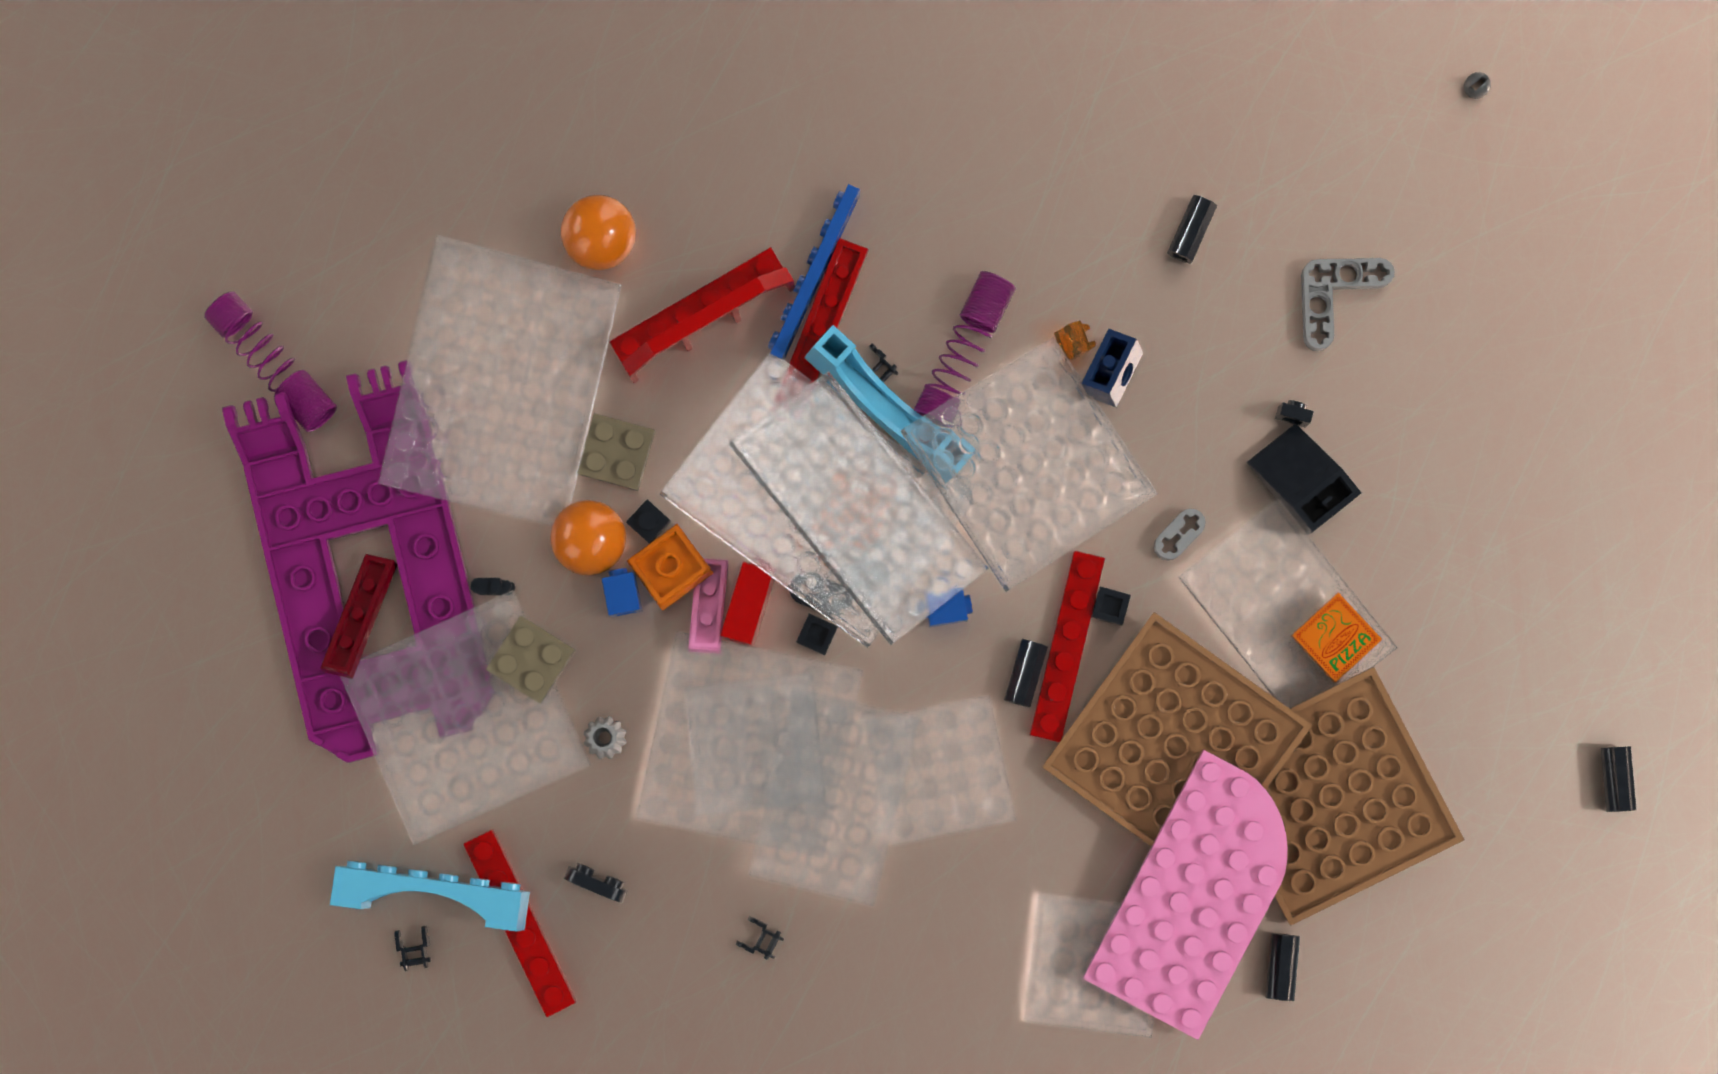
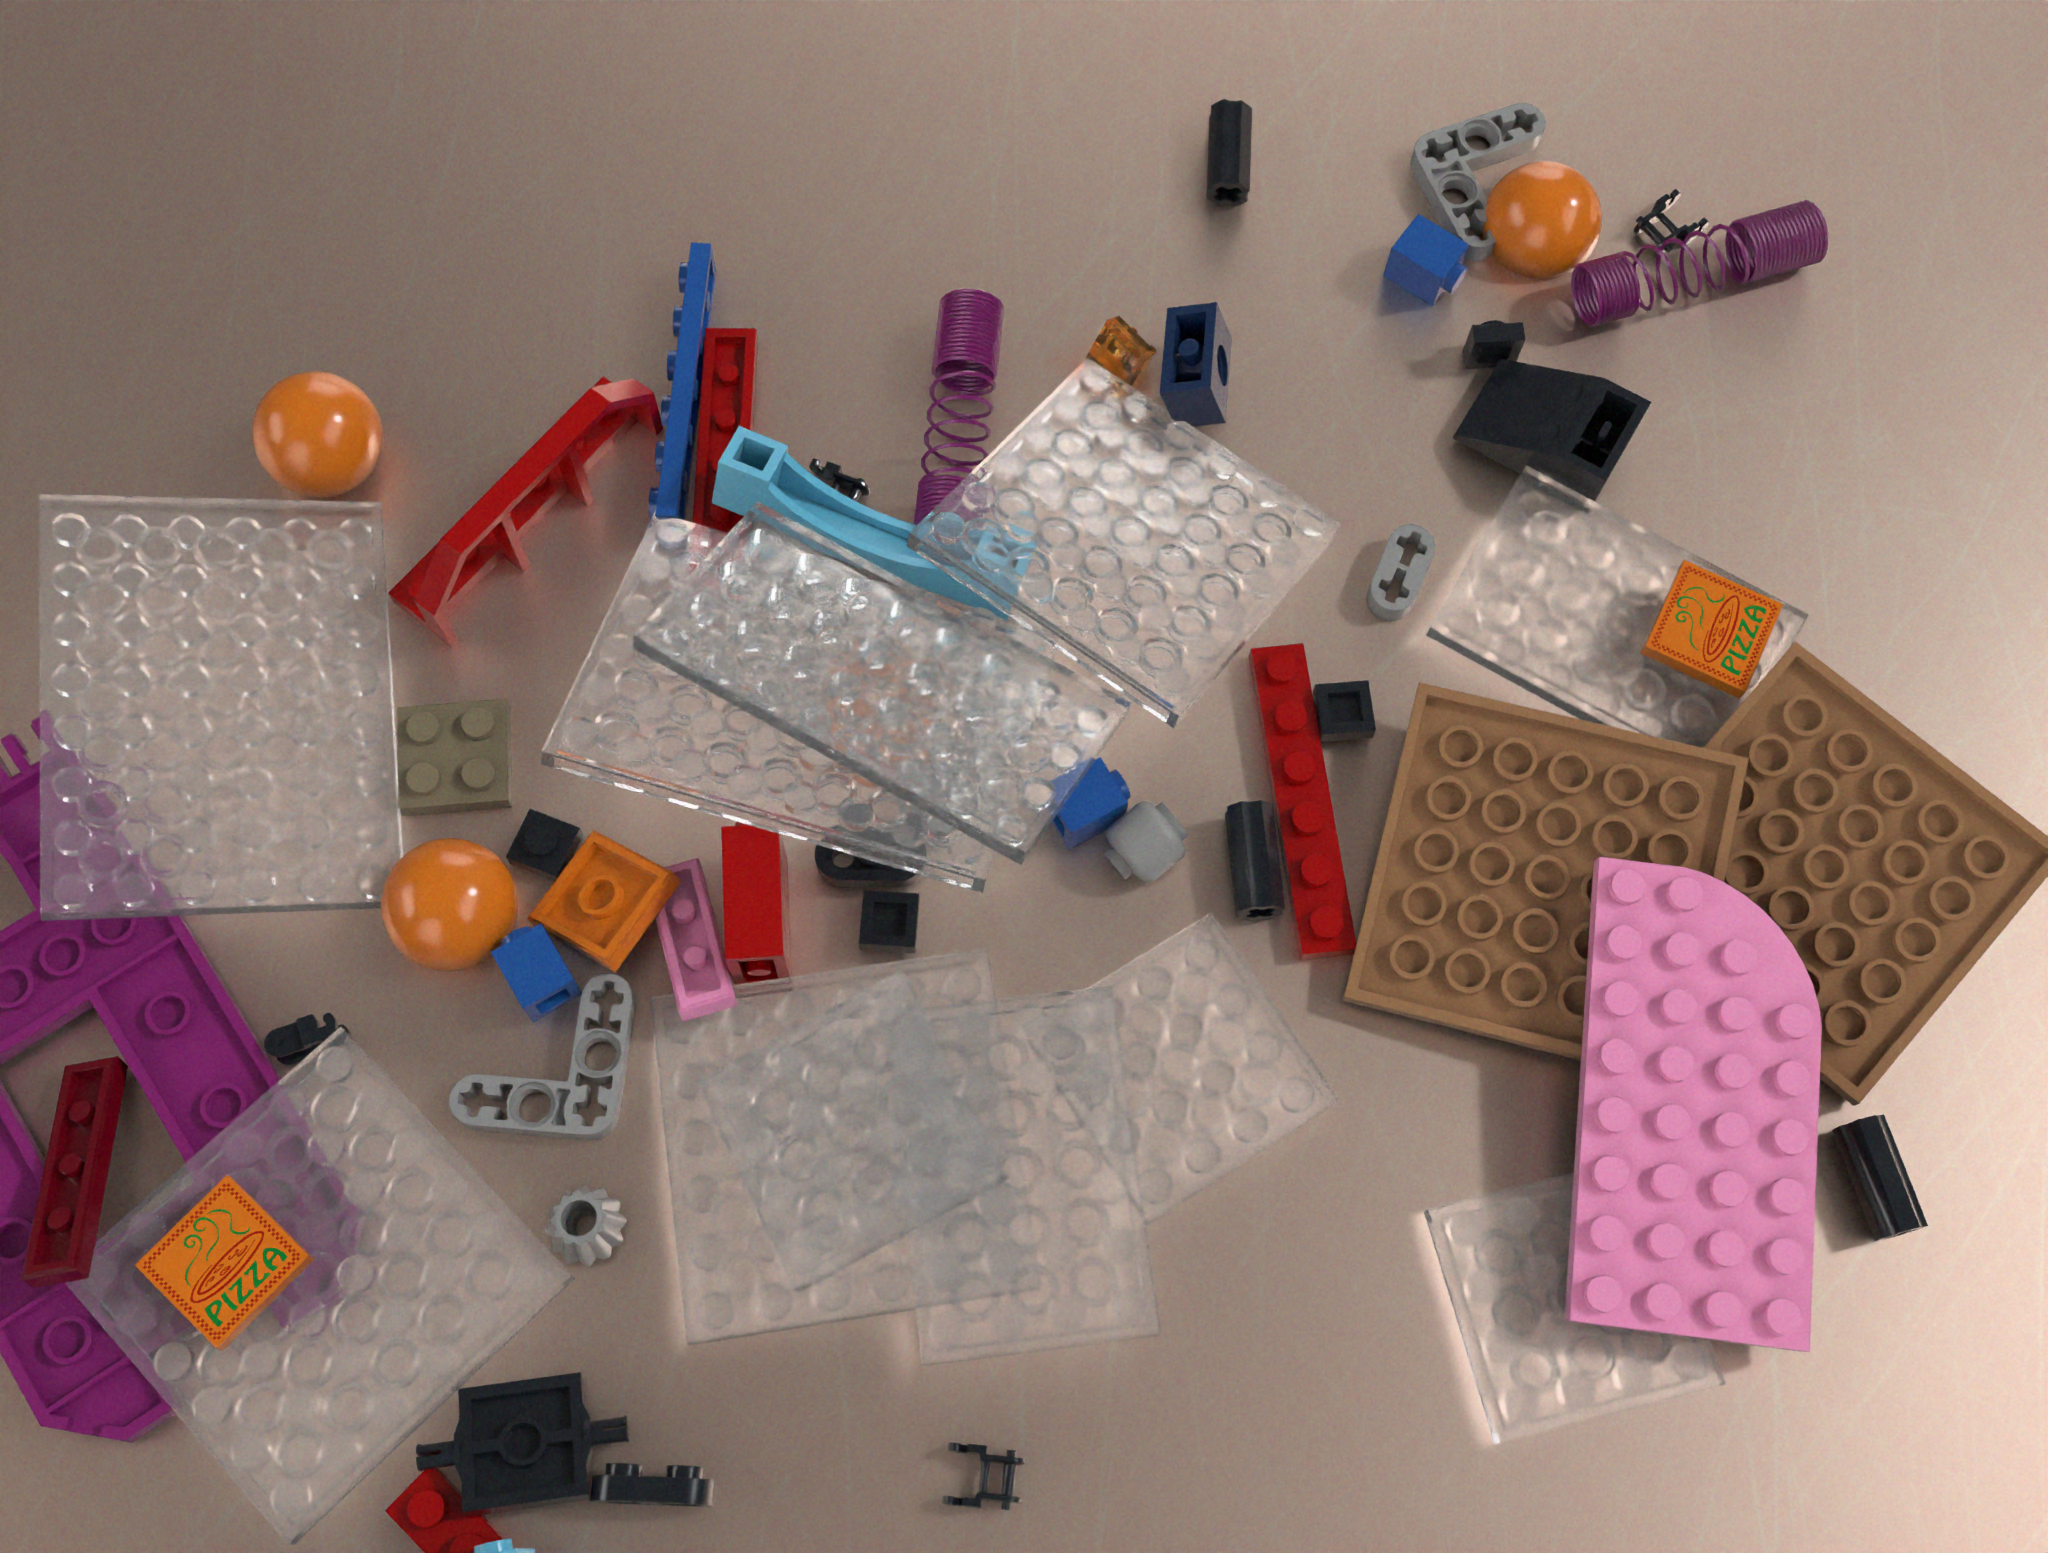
camera: 25 degrees left, 15 degrees down
(421, 696) = (224, 1262): none -> orange tile
(530, 659) = (406, 1126): dark tan plate -> none
(540, 837) = (523, 1444): none -> black plate
(616, 666) = (564, 1096): none -> light grey beam
(970, 642) = (1146, 842): none -> light grey head
(1279, 345) = (1427, 260): none -> blue brick
(1362, 341) = (1543, 219): none -> orange piece
(1436, 359) = (1664, 203): none -> black piece
(1481, 408) = (1755, 250): none -> magenta piece

